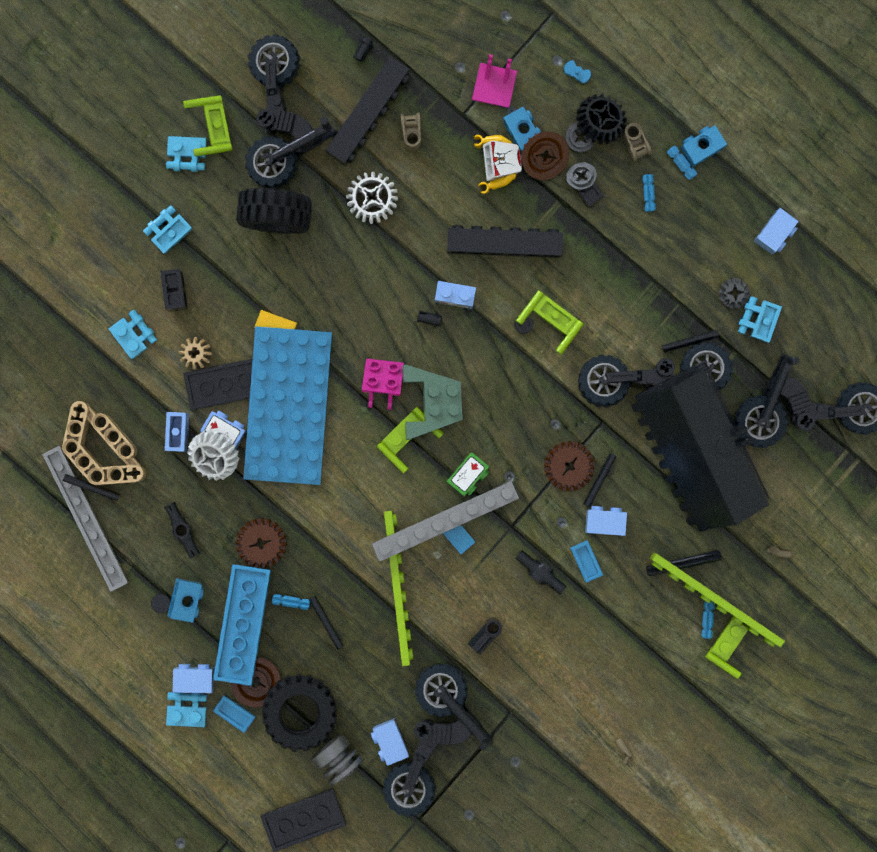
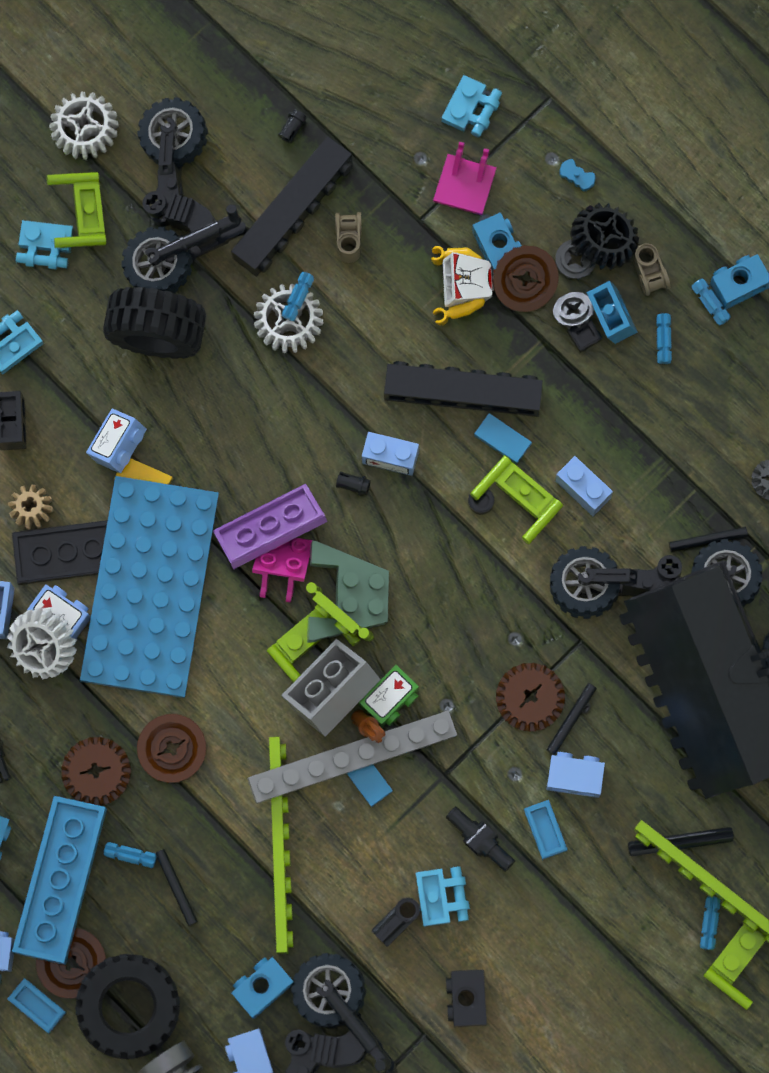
camera: 10 degrees right, 10 degrees down
(222, 64) = (102, 132): none -> white gear
(253, 299) = (116, 441): none -> brick
(315, 509) = (154, 742): none -> reddish brown gear
(371, 355) = (270, 526): none -> medium lavender tile
(378, 182) = (297, 296): none -> dark azure axle
(388, 700) = (278, 984): none -> dark azure brick
(425, 472) = (330, 687): none -> light grey brick
(431, 424) = (344, 622): none -> lime plate
(454, 498) = (367, 726): none -> dark orange axle
(489, 22) = (464, 103): none -> medium azure plate
(510, 615) = (433, 896): none -> medium azure plate
(536, 277) = (502, 438): none -> dark azure tile
(545, 697) = (474, 983): none -> black brick
(598, 309) = (583, 486): none -> light blue brick
(610, 176) = (612, 312): none -> dark azure brick

